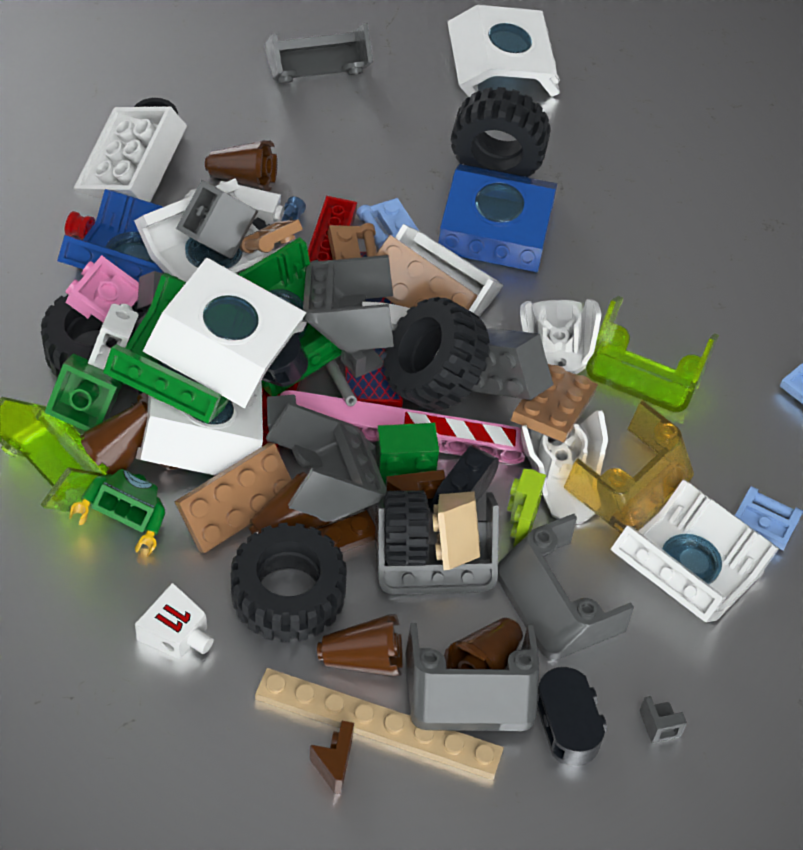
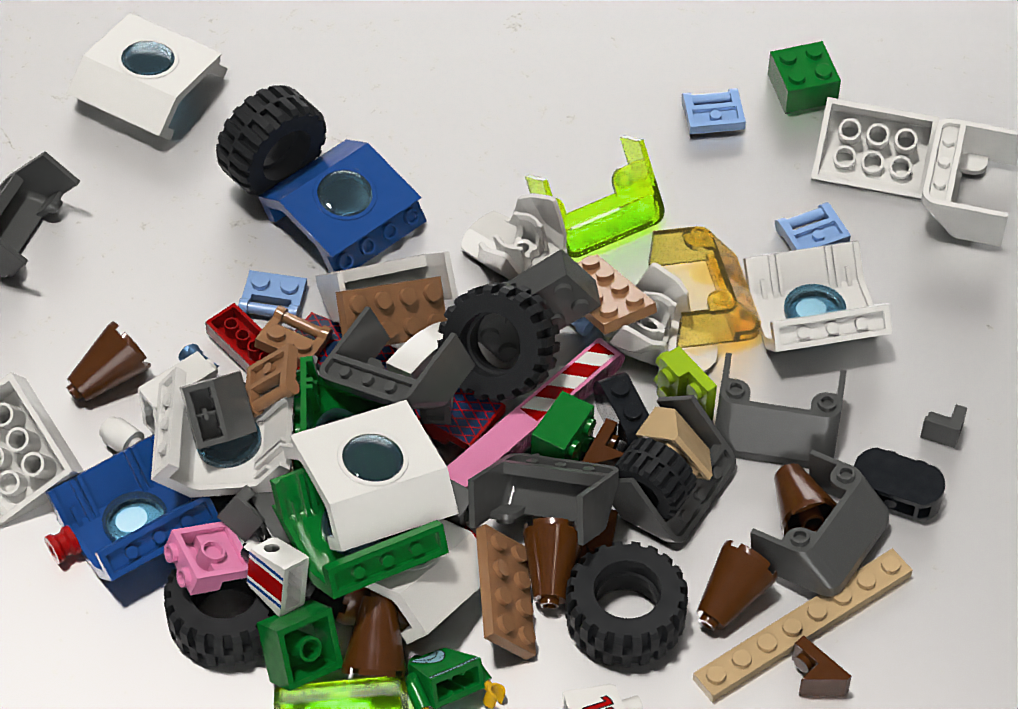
camera: 50 degrees left, 0 degrees up
(341, 383) = (445, 437): light grey piece -> none

